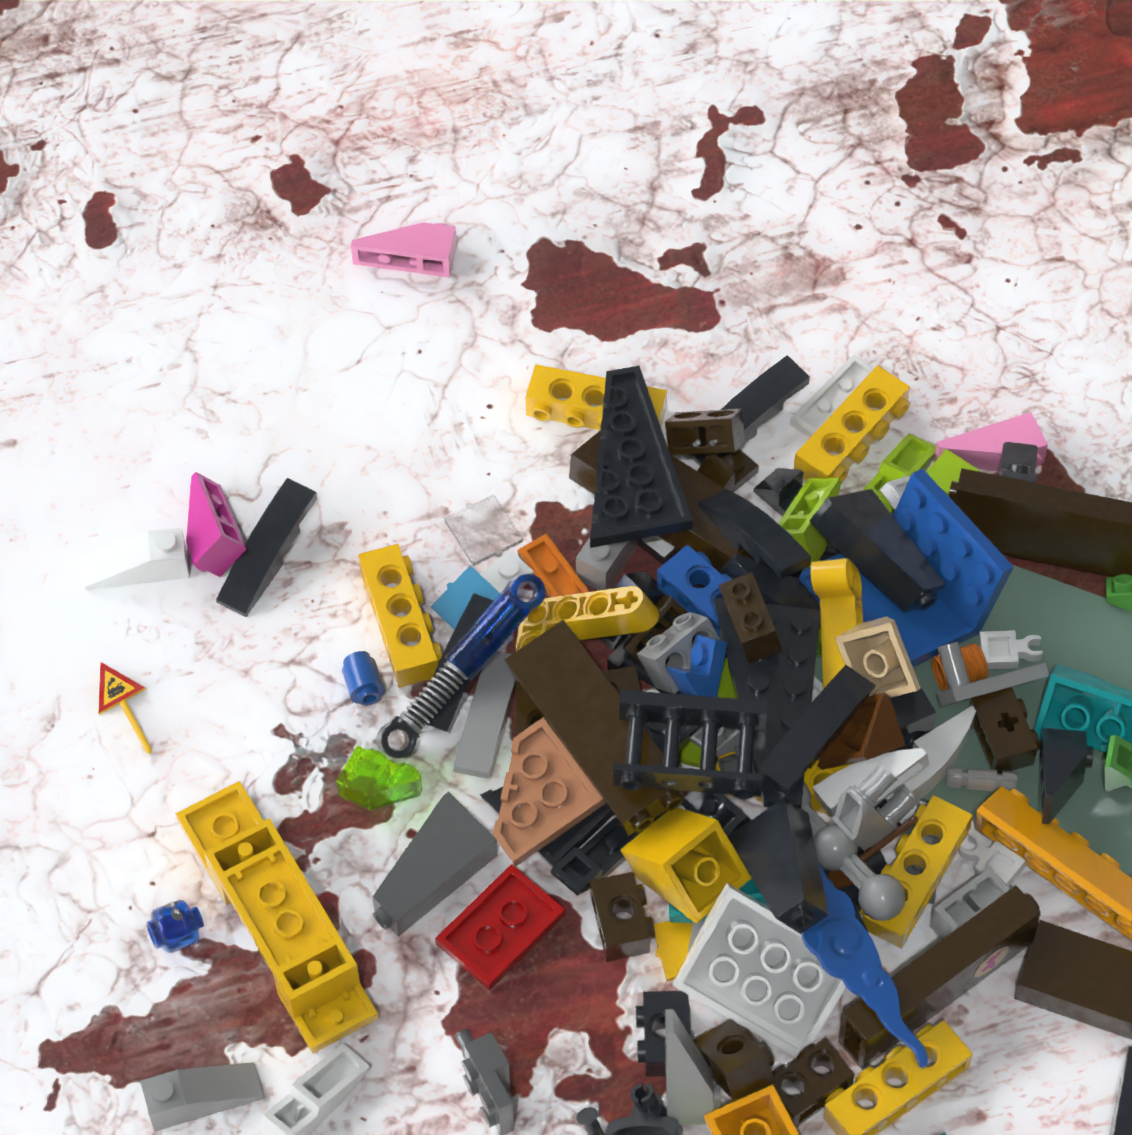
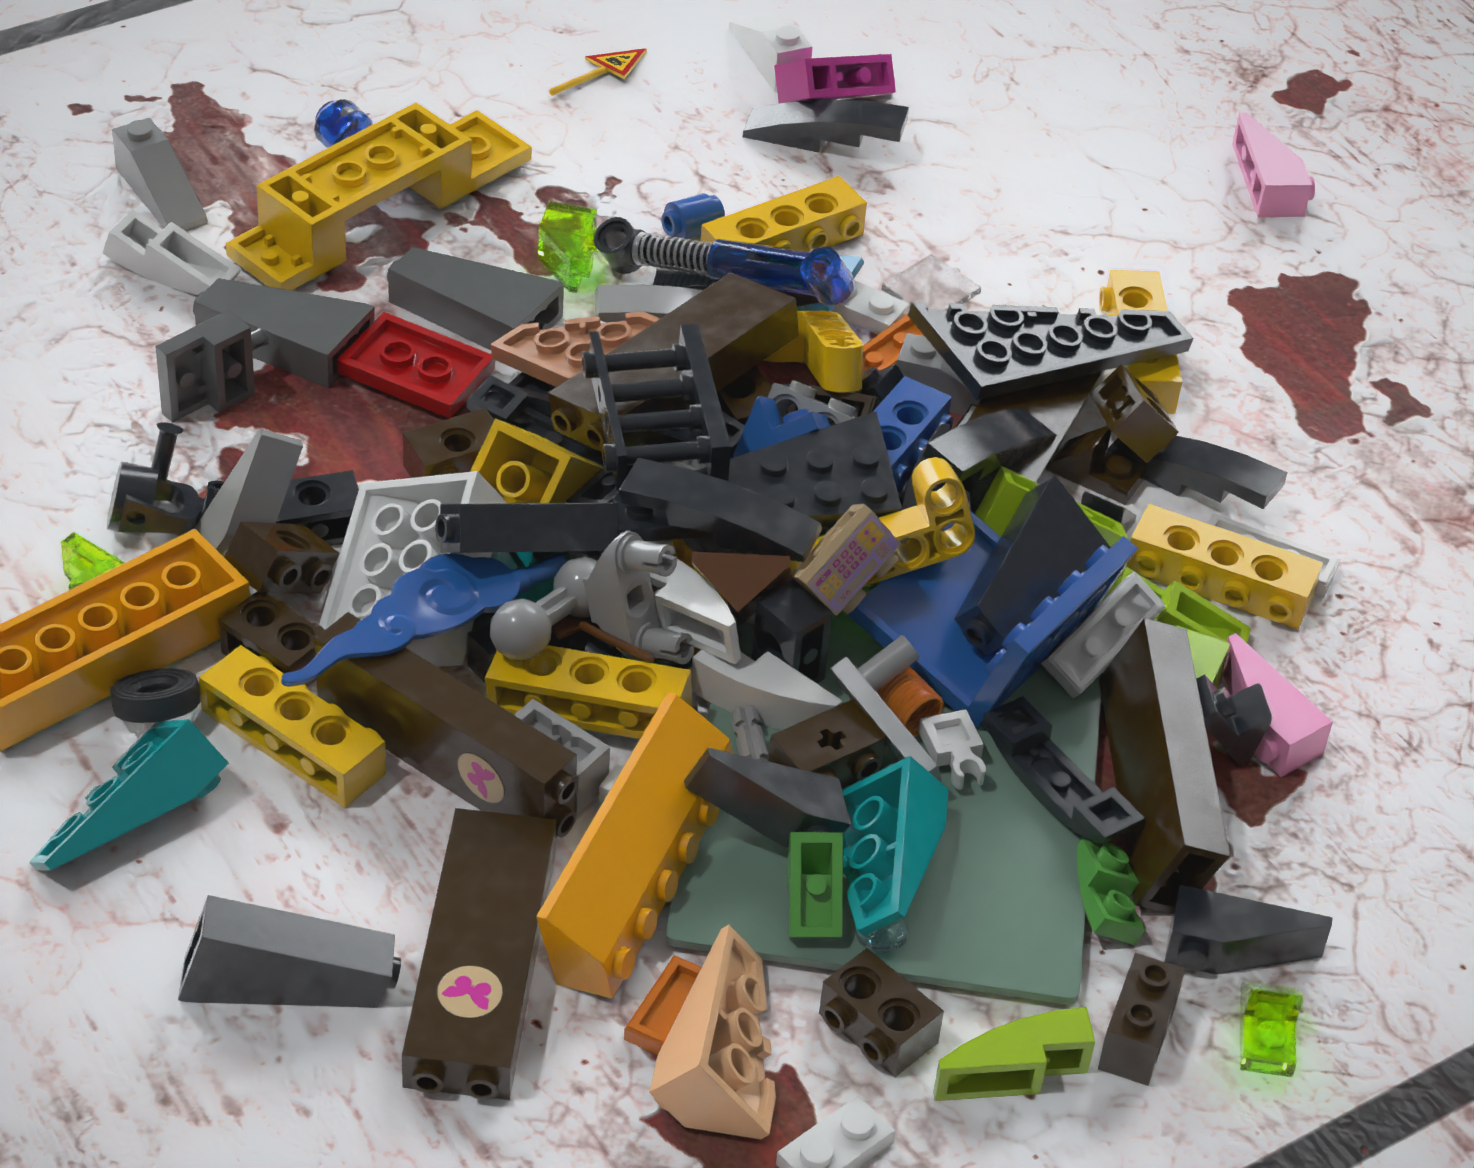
camera: 70 degrees right, 15 degrees down
(445, 1001) = (302, 328): none -> dark grey slope
(750, 618) = (845, 421): dark brown brick -> none
(1057, 592) = (1054, 779): none -> black slope

